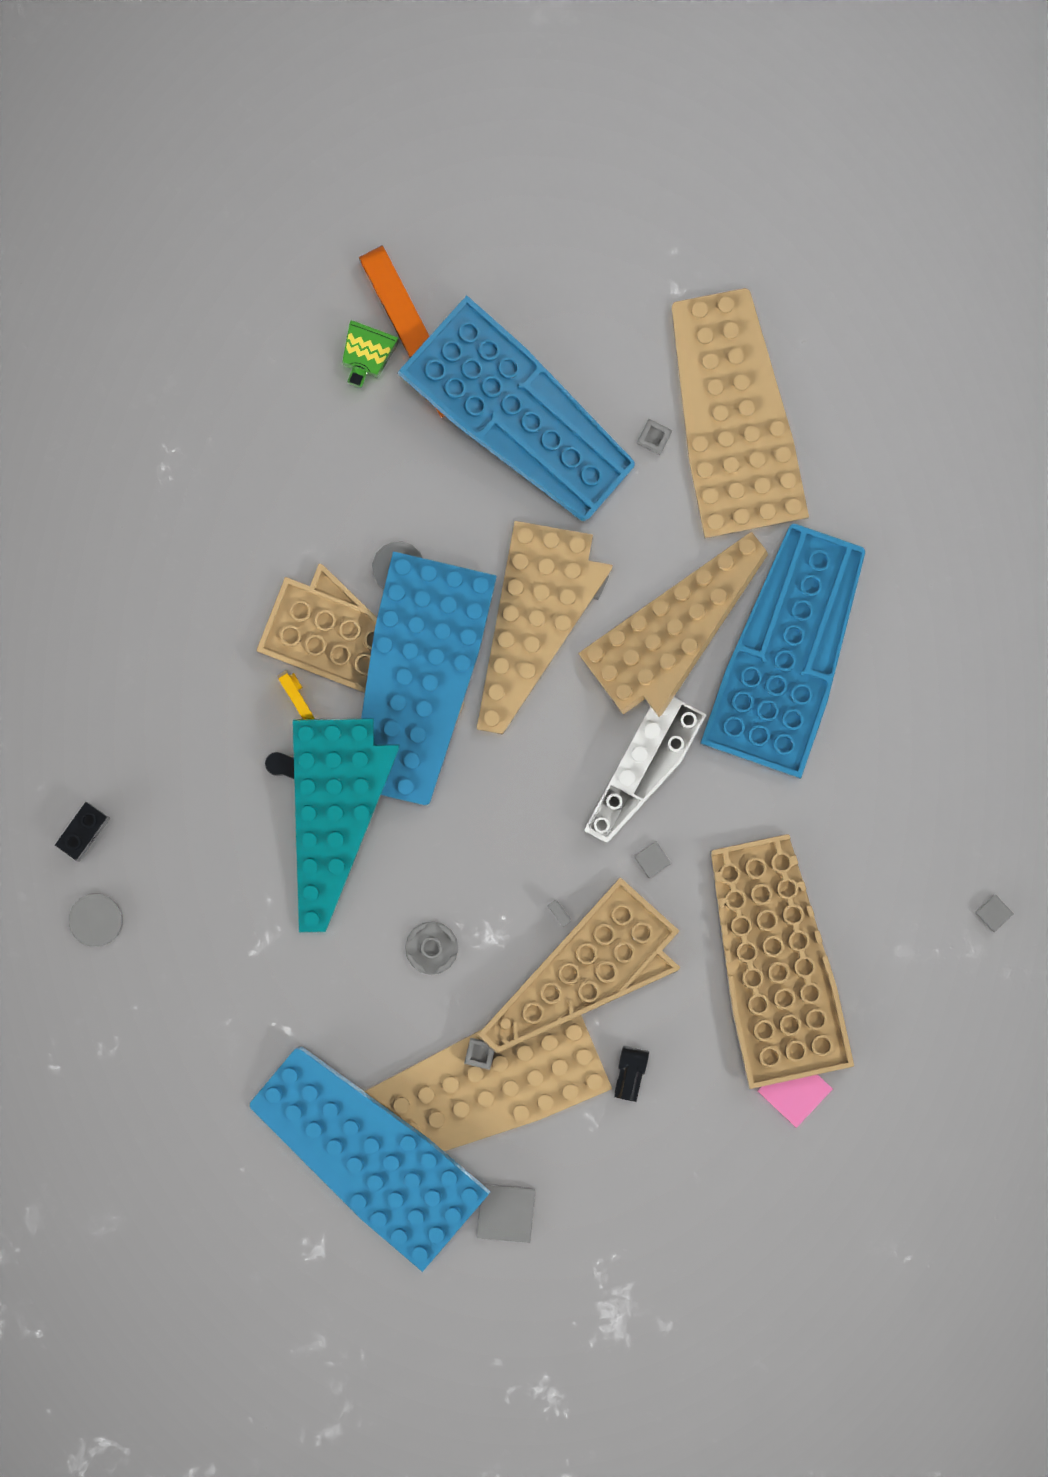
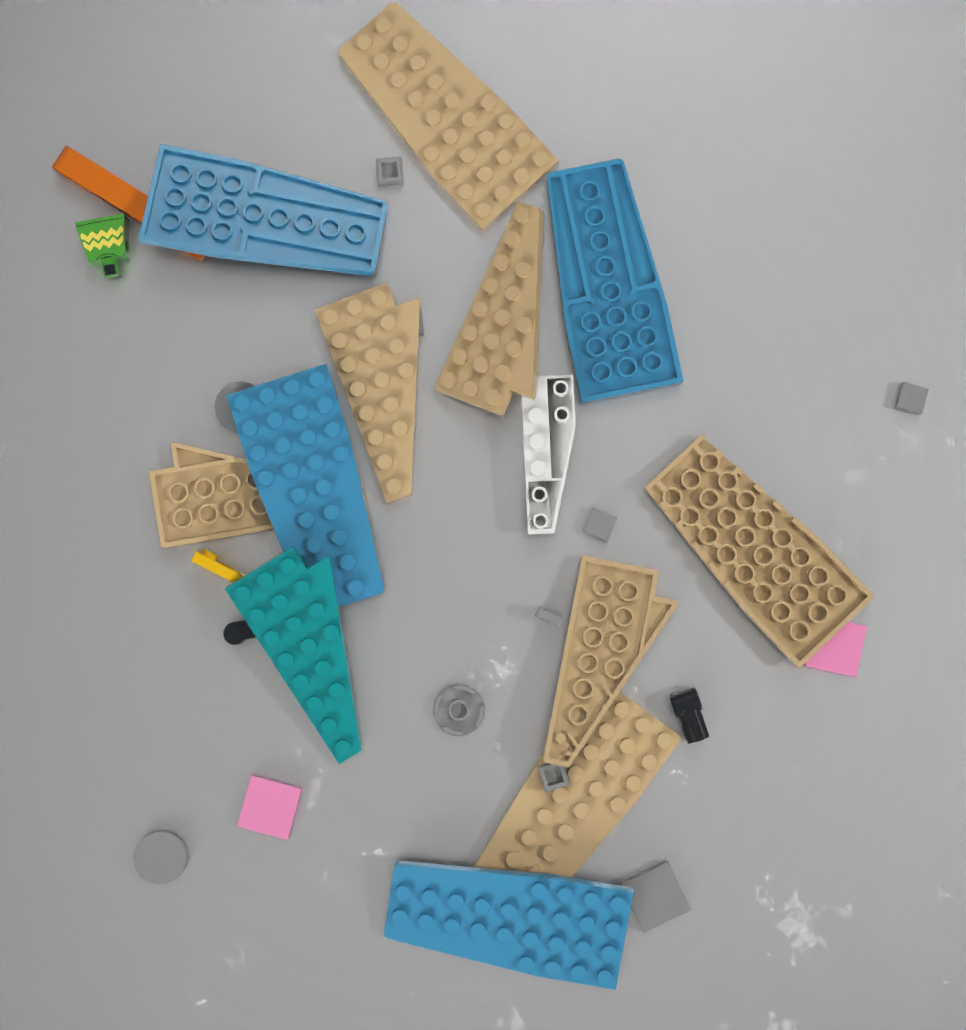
camera: 25 degrees left, 0 degrees up
(82, 831) = (104, 789): black brick -> none
(216, 933) = (269, 807): none -> bright pink tile

